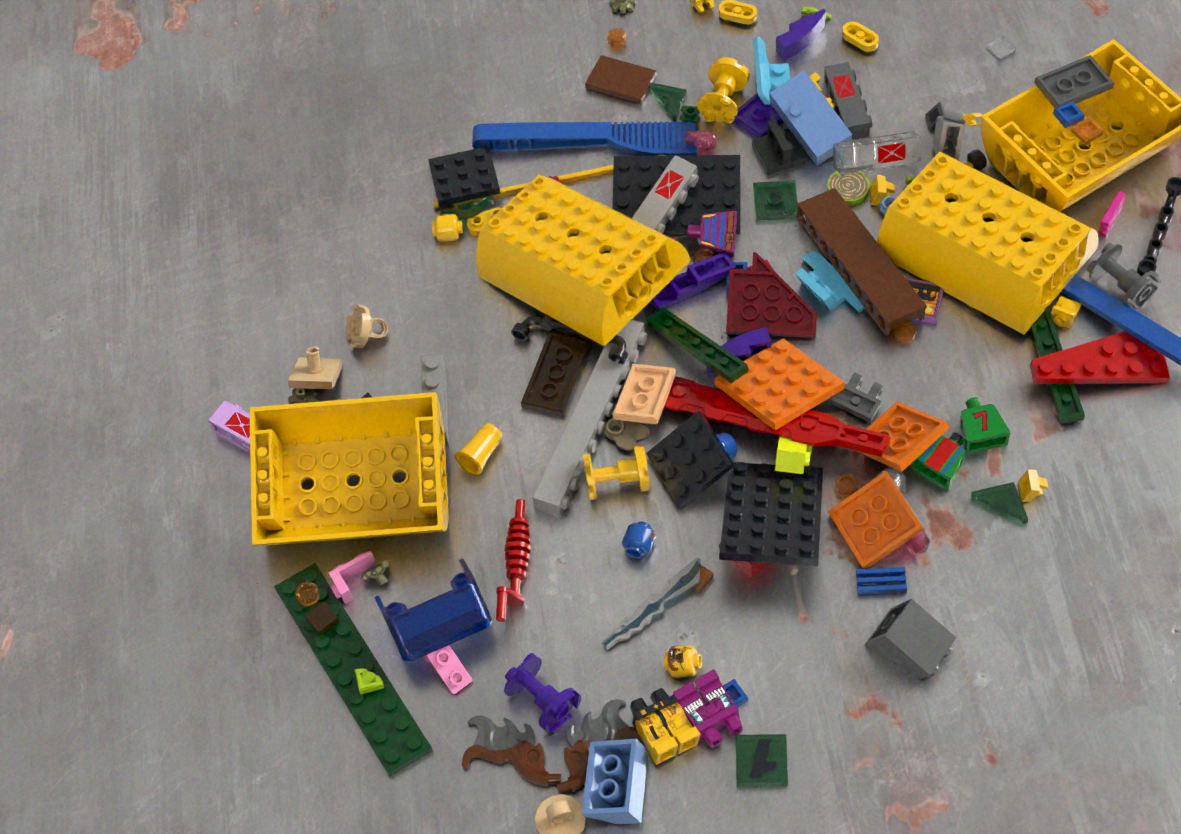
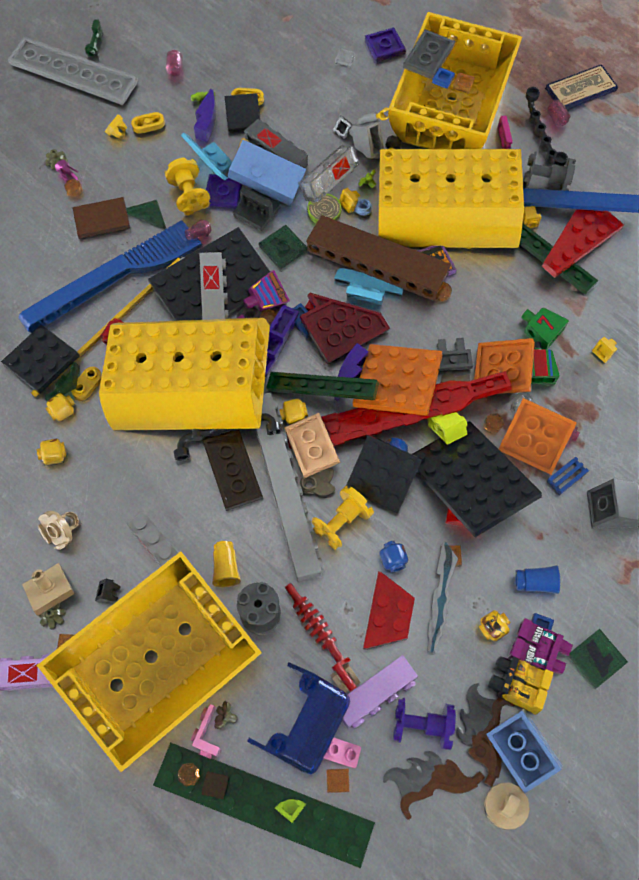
camera: 45 degrees left, 10 degrees up
(409, 261) = (51, 451): none -> yellow head
(429, 693) = (337, 780): none -> clear orange tile
(475, 499) = (259, 608): none -> dark grey piece
(512, 614) = (350, 672): none -> tan plate
(517, 640) = (377, 690): none -> lavender brick
(593, 588) = (389, 613): none -> red wing
(621, 13) = (63, 168): none -> flat silver piece
(654, 354) = (293, 411): none -> yellow head
(690, 114) = (174, 216): dark green plate -> none
(762, 650) = (539, 579): none -> blue plant
(841, 46) = (241, 111): none -> black tile
(1003, 499) = (595, 369): clear green tile -> none
(1057, 53) = (385, 44): none -> dark purple tile

